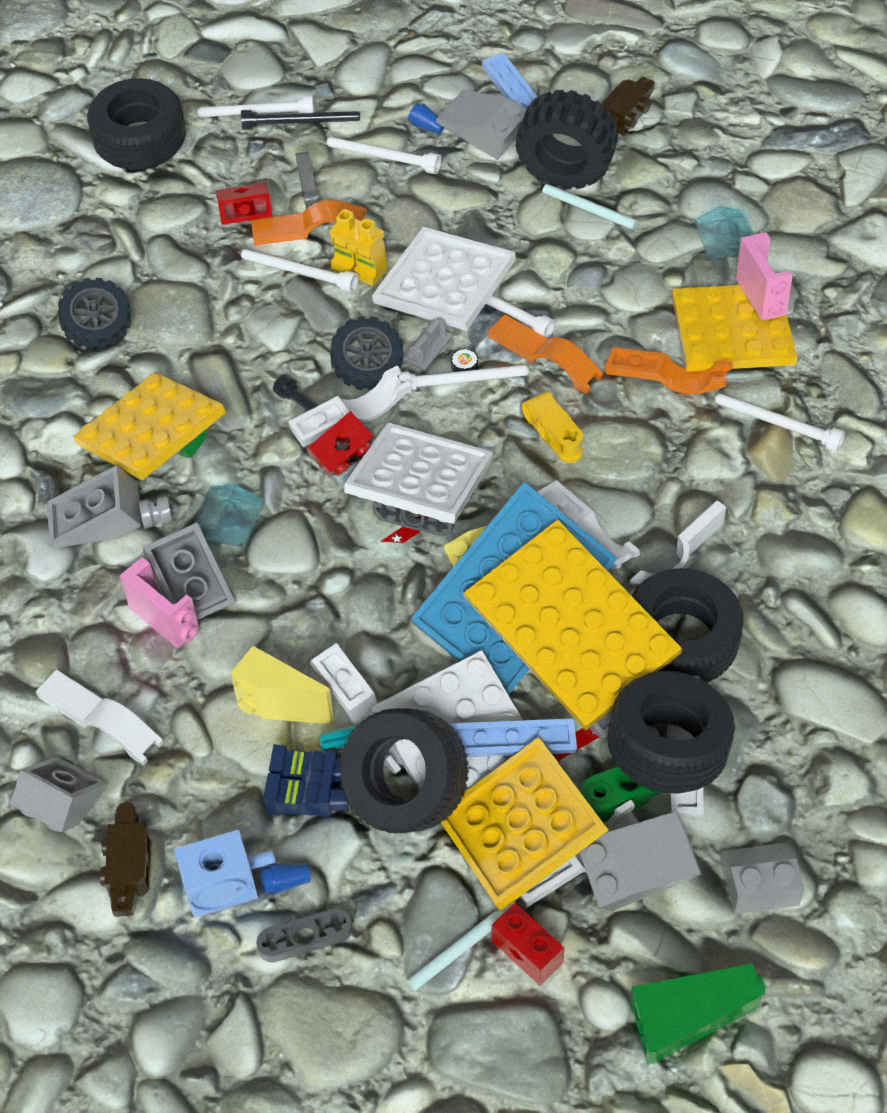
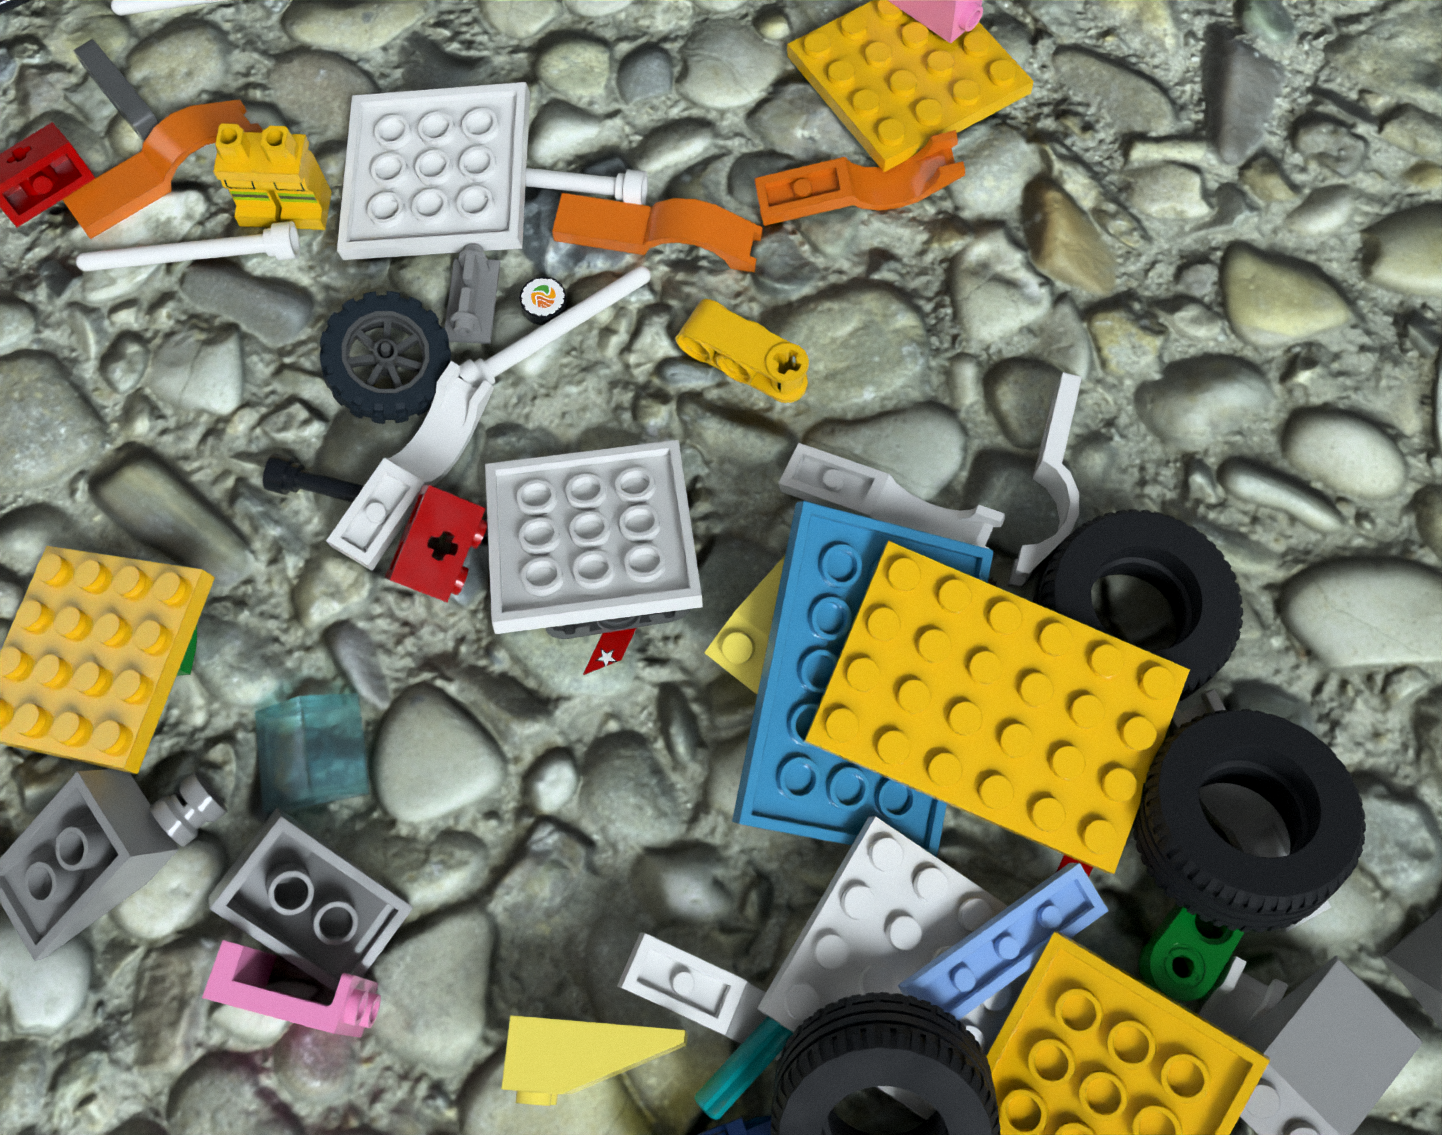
camera: 30 degrees left, 15 degrees up
(830, 438) = (1148, 192): white piece -> none

